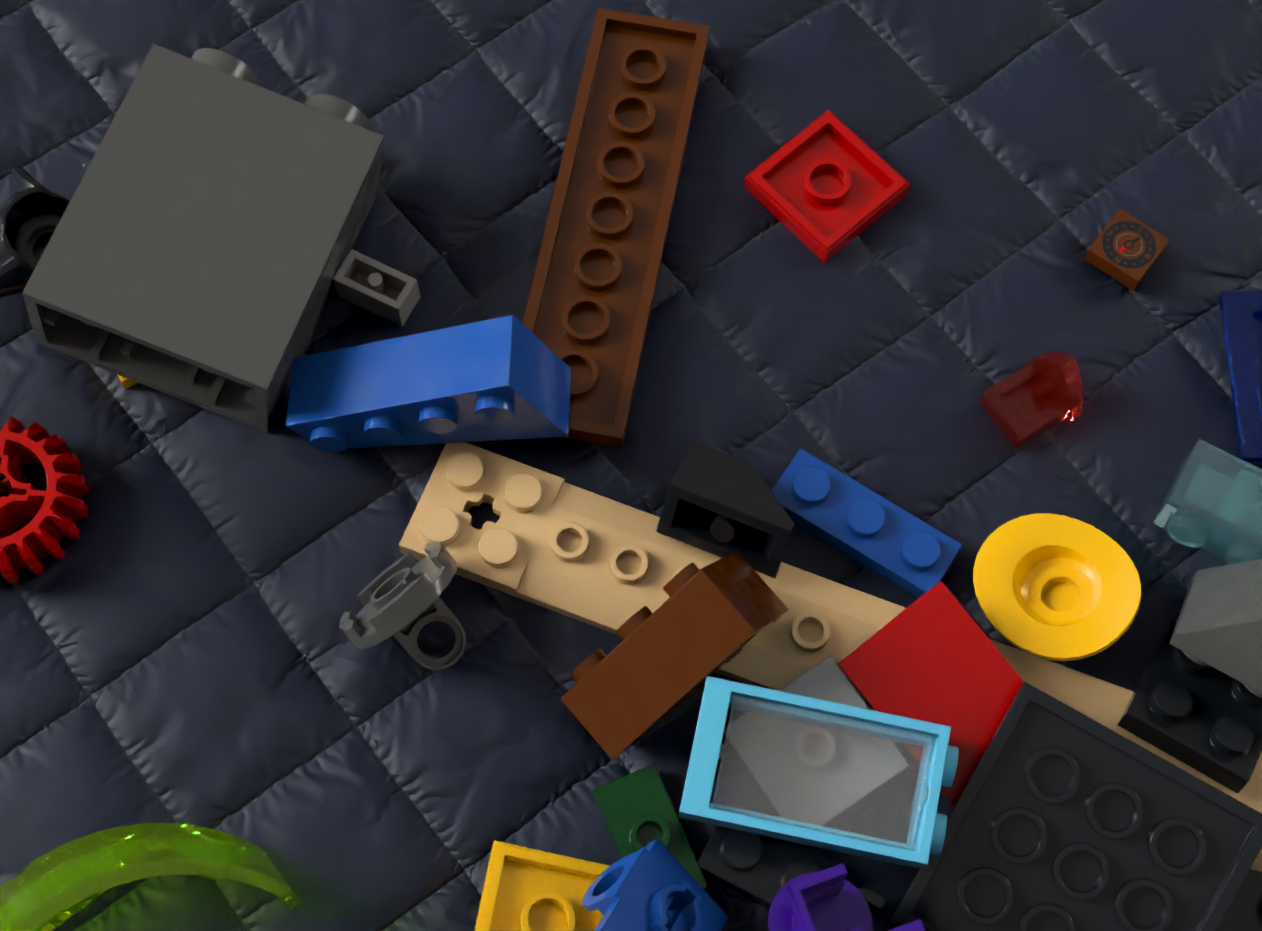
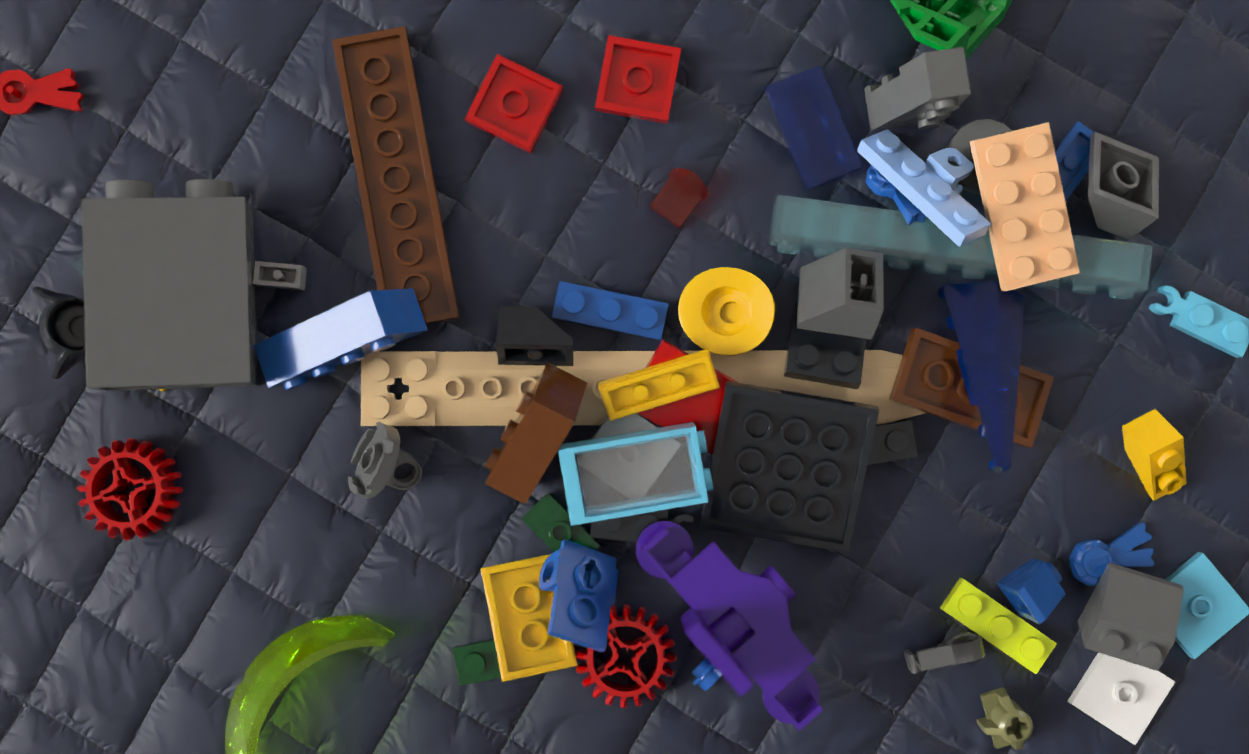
camera: 20 degrees left, 20 degrees up
(909, 646) = (658, 384): none -> yellow tile
(1027, 214) = (637, 79): none -> red plate
(1126, 249) = (702, 78): reddish brown tile -> none

